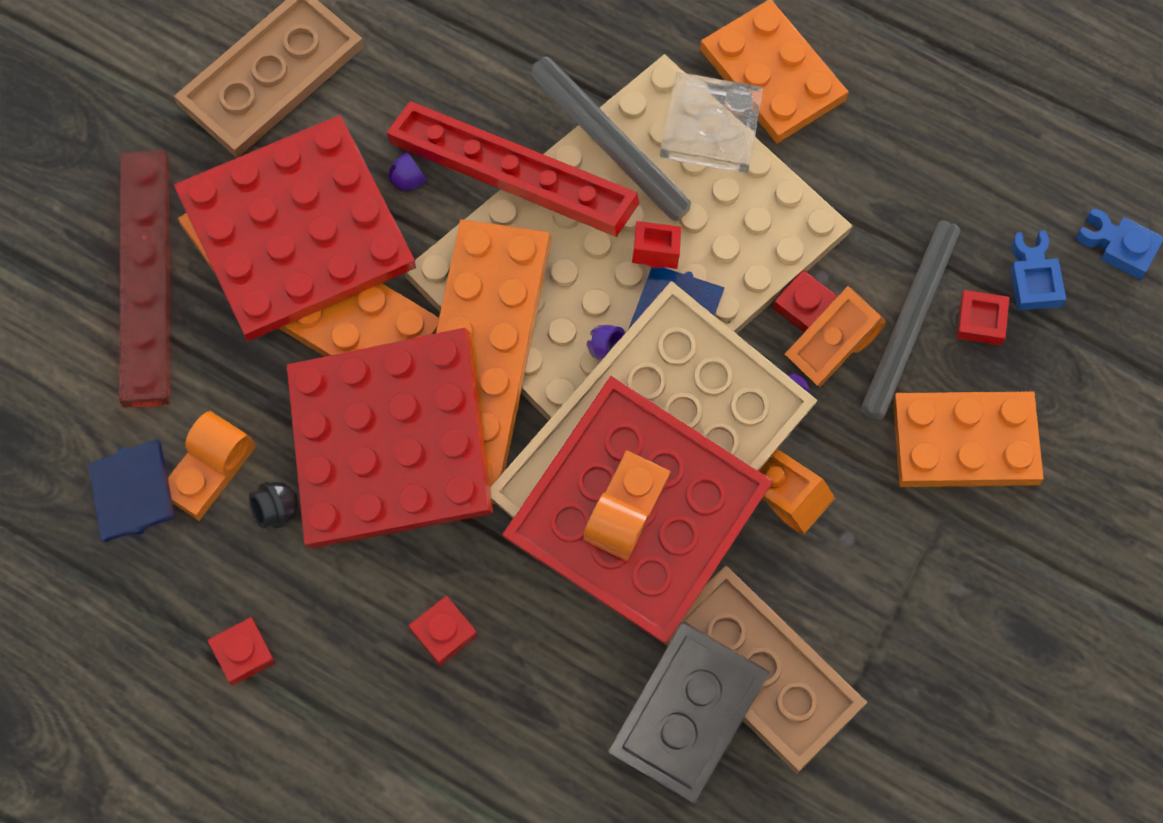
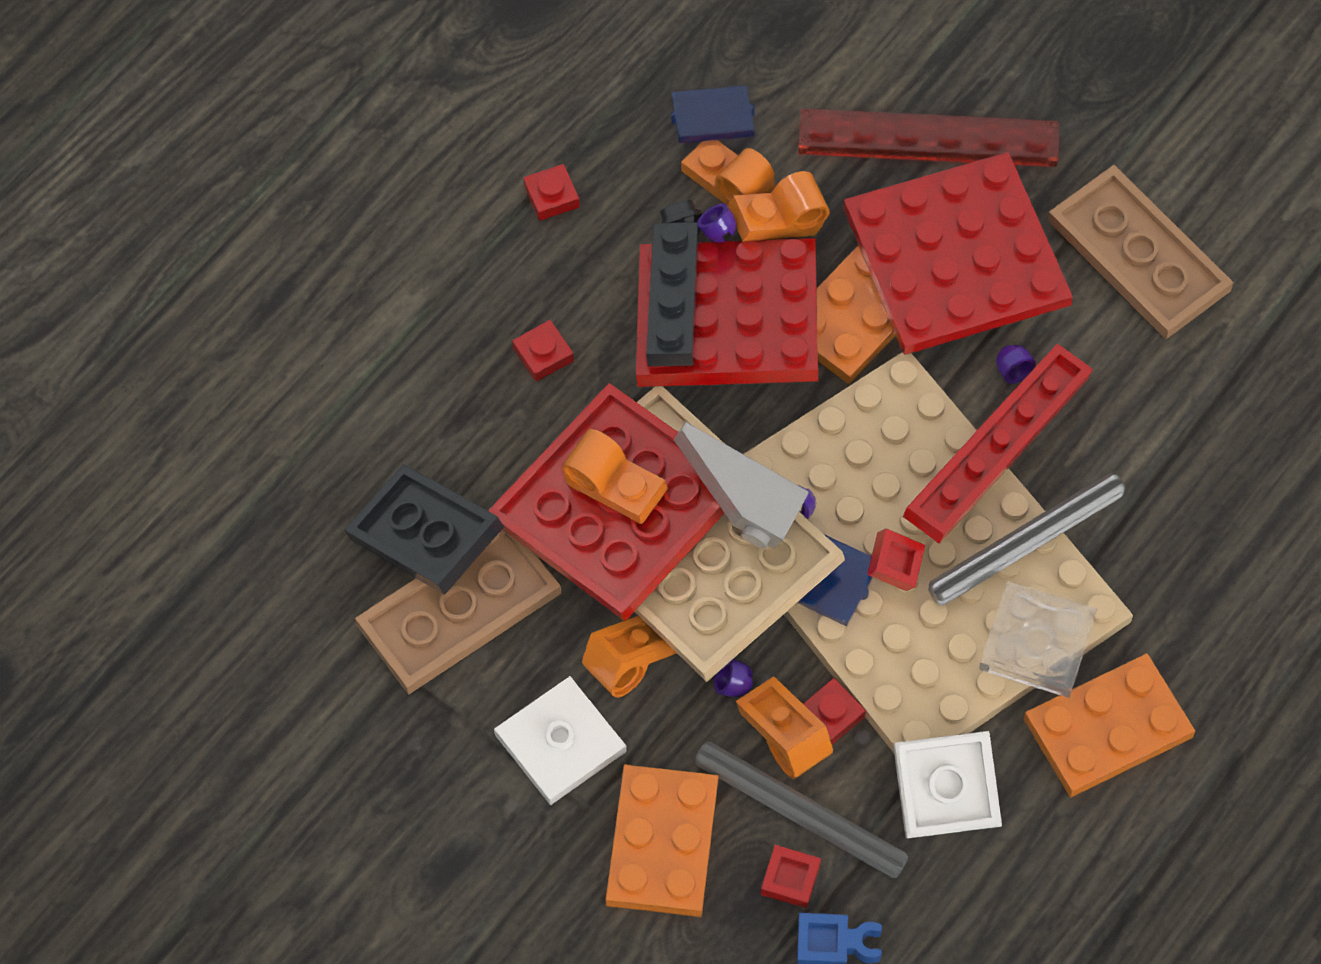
camera: 100 degrees right, 5 degrees down
(257, 400) = (790, 211): none -> orange plate
(275, 449) = (717, 222): none -> dark purple hinge
(383, 485) = (672, 294): none -> black plate
(496, 297) = (843, 410): orange plate -> none
(636, 364) = (746, 491): none -> light grey slope
(865, 192) = (947, 784): none -> white plate
(884, 548) = (560, 740): none -> white plate

